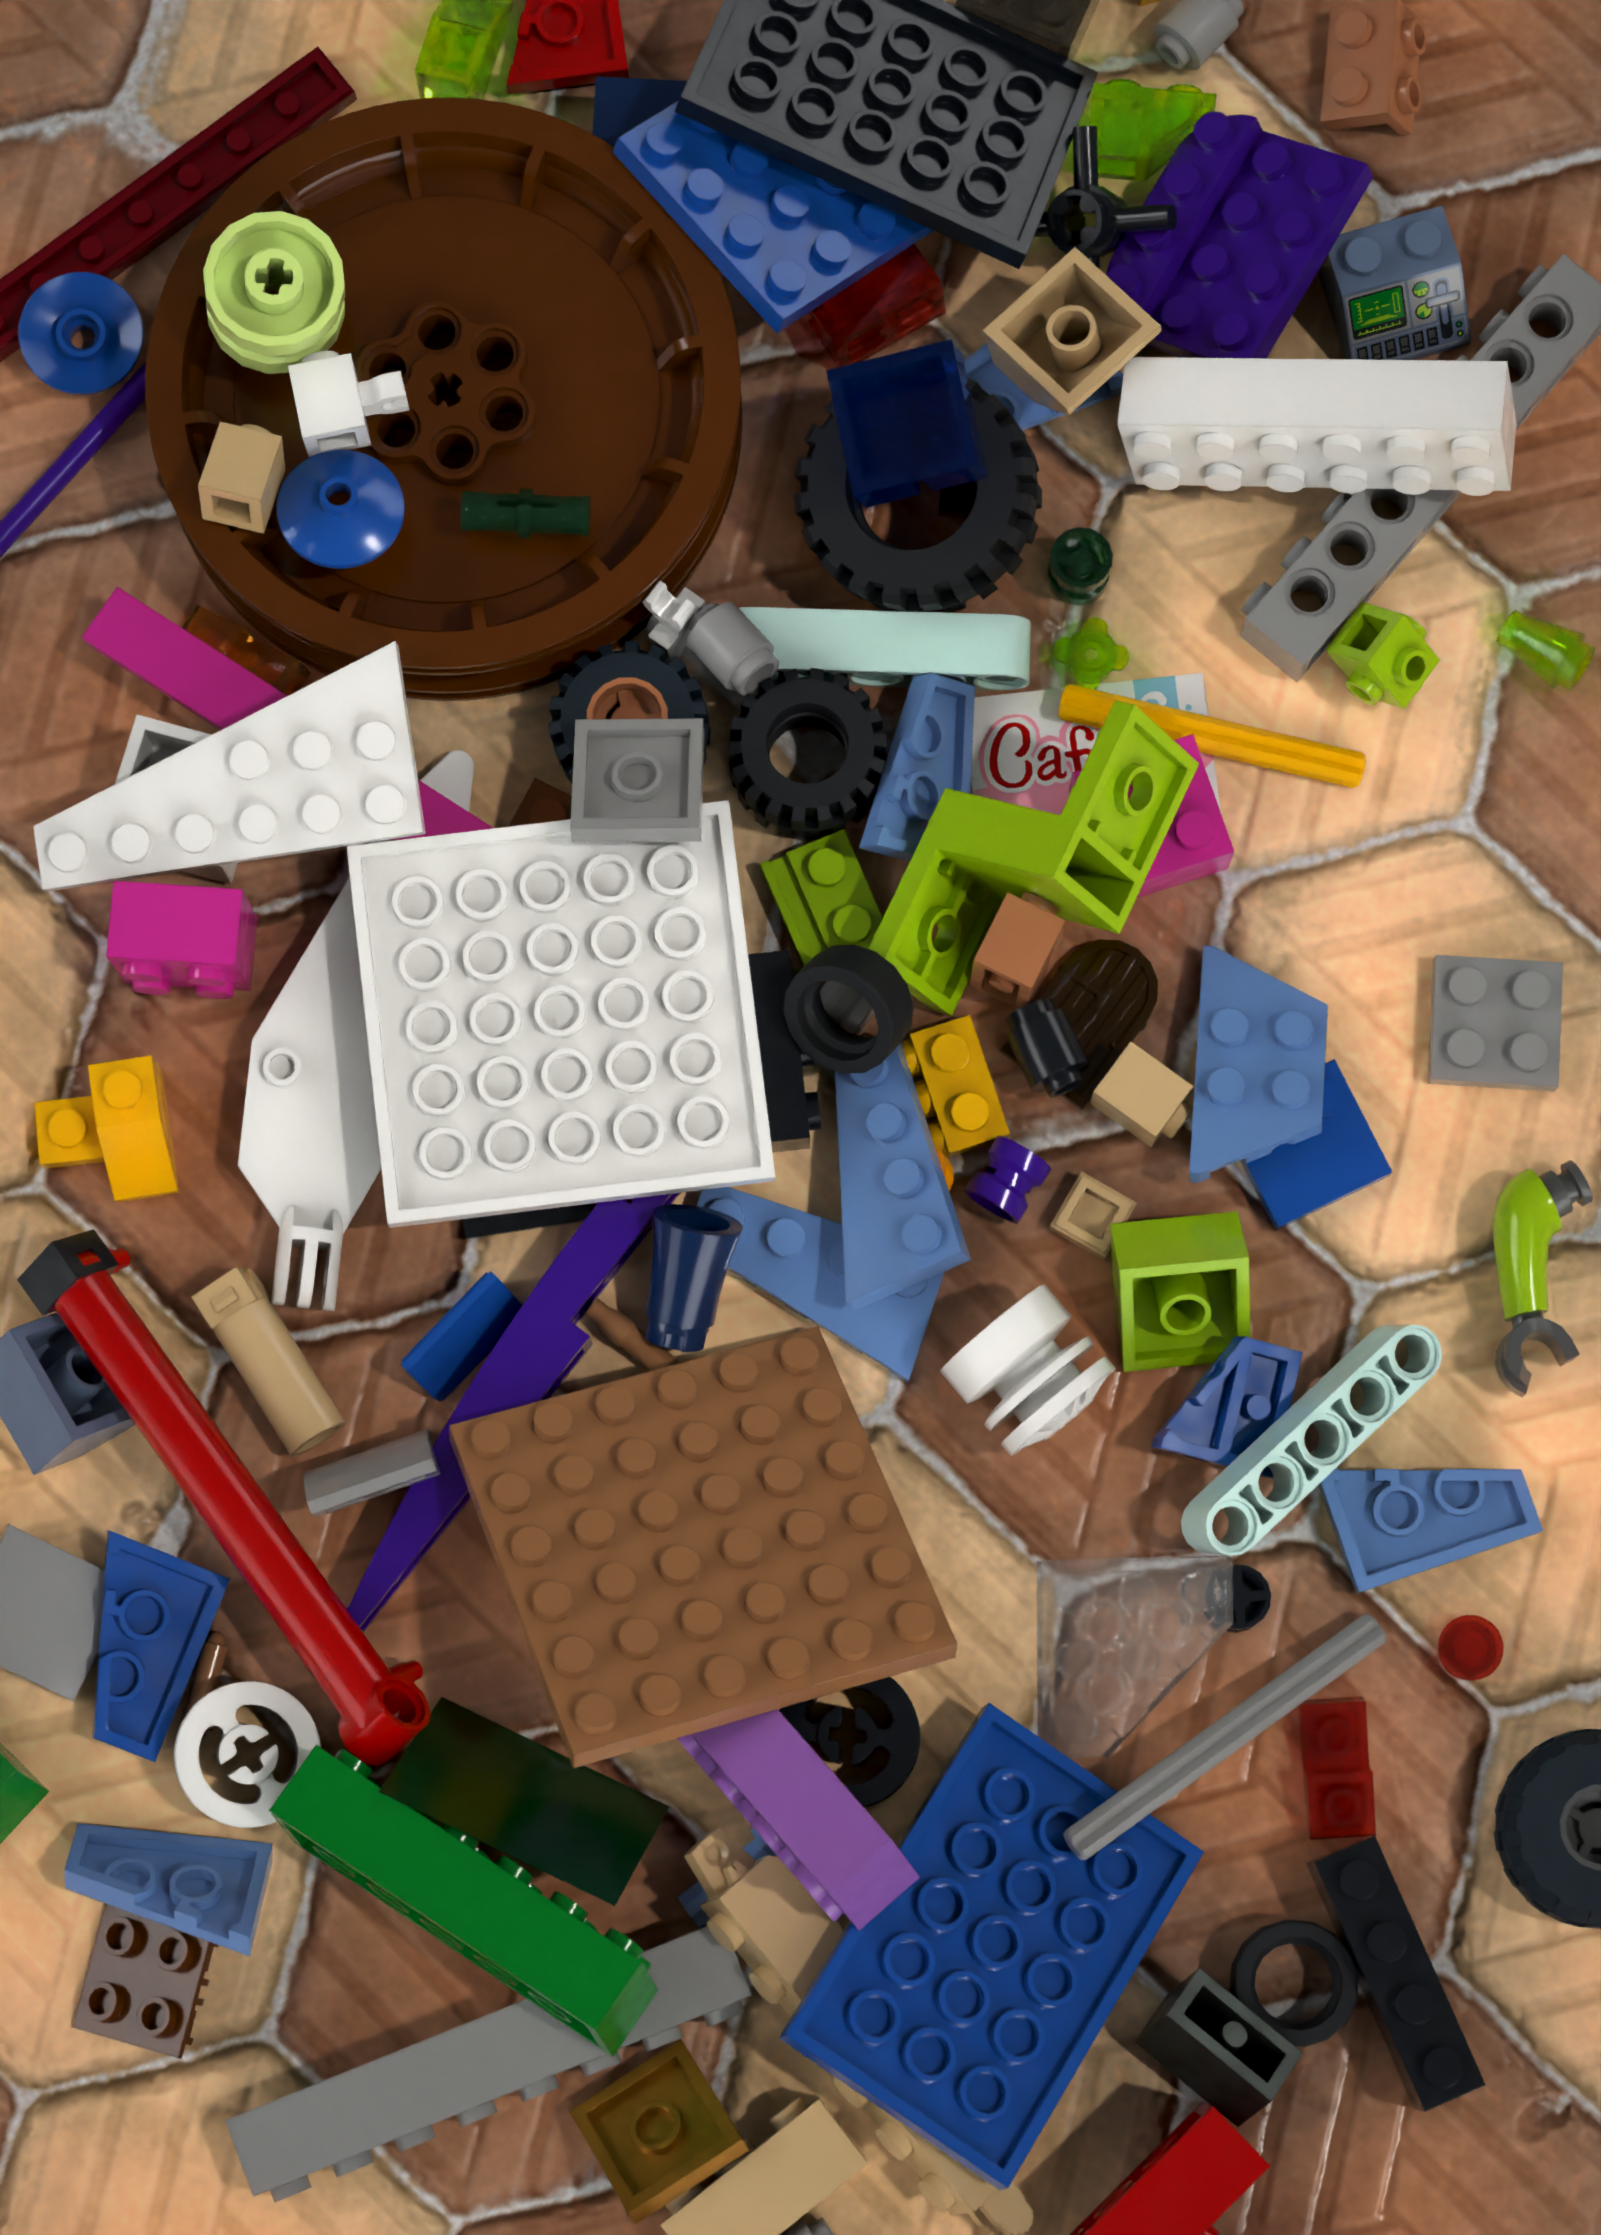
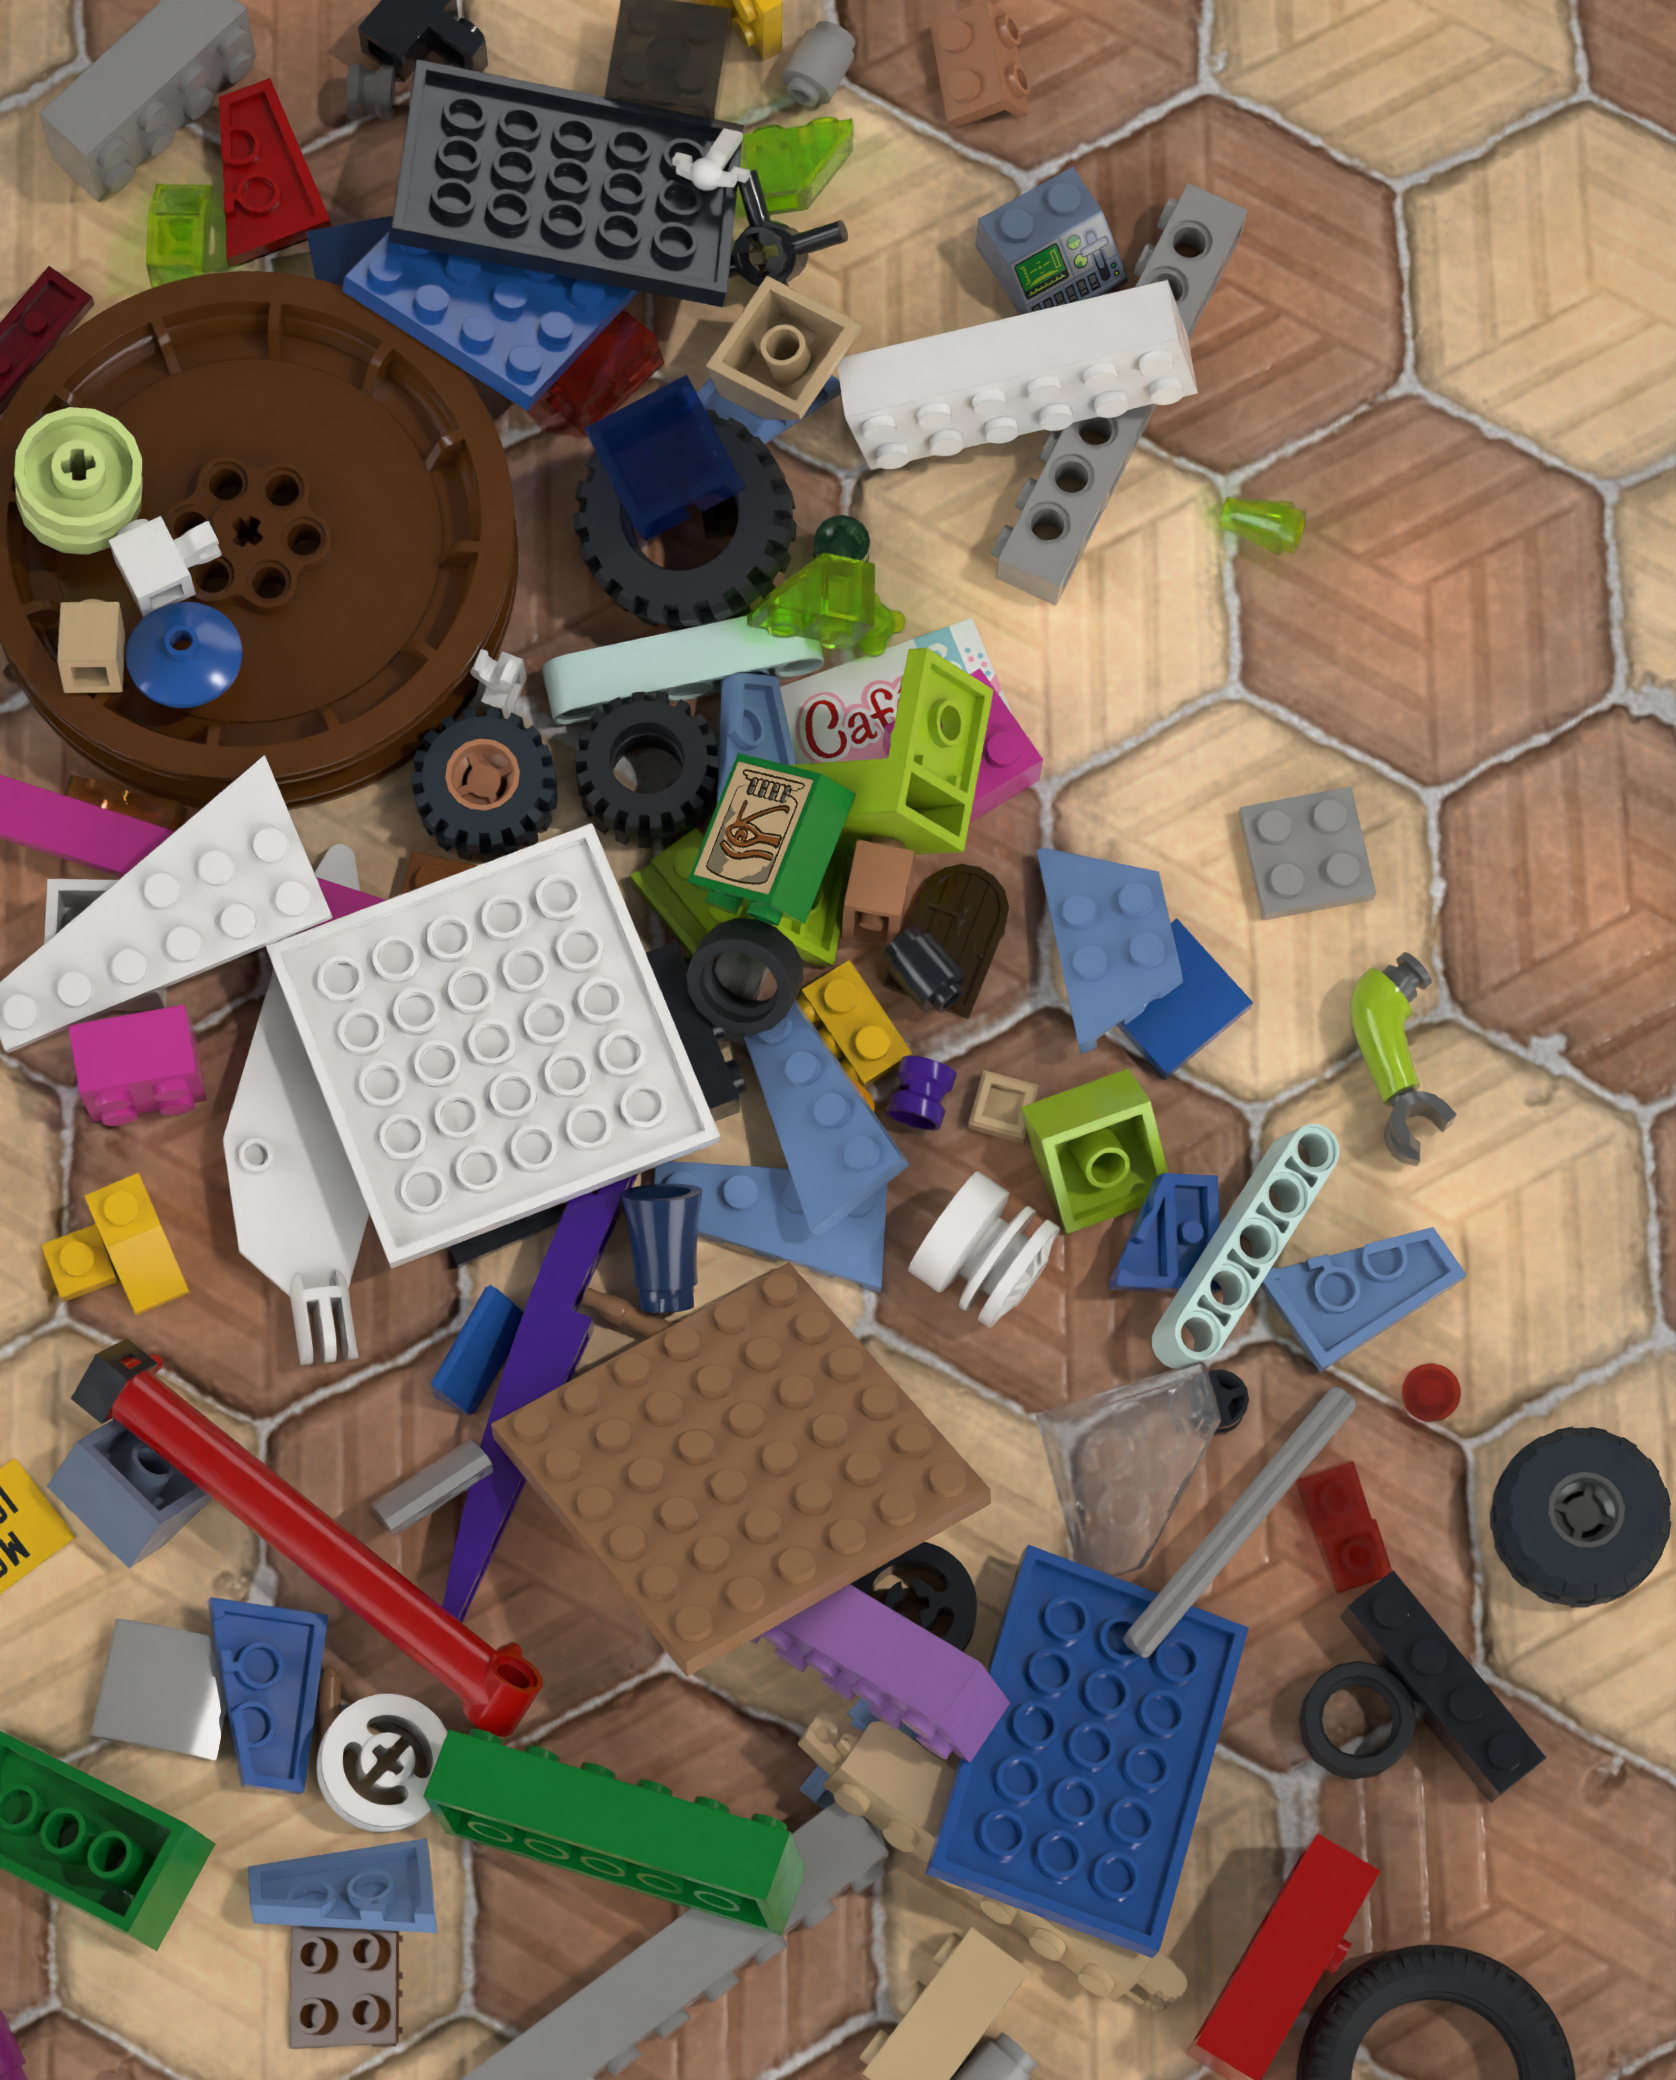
camera: 20 degrees left, 5 degrees down
(269, 1360) = (312, 1416): tan piece -> none
(525, 513) = (347, 619): clear green pin -> none
(526, 1800) = (645, 1734): dark green sticker -> none
(637, 780) = (508, 824): light grey plate -> none
(658, 2131) = (838, 1994): pearl gold plate -> none
(731, 647) = (558, 692): light grey brick -> none
(912, 870) = (770, 840): none -> brick
(1043, 116) = (708, 171): none -> white piece
(1043, 619) = (821, 602): none -> clear neon green slope
(1143, 1096) = (1020, 991): tan brick -> none
(1219, 2047) = (1307, 1788): pearl dark grey brick -> none
(1225, 737) = (1011, 667): yellow axle -> none
(1245, 241) = (912, 234): dark purple plate -> none
(1394, 658) = (1125, 562): lime brick -> none

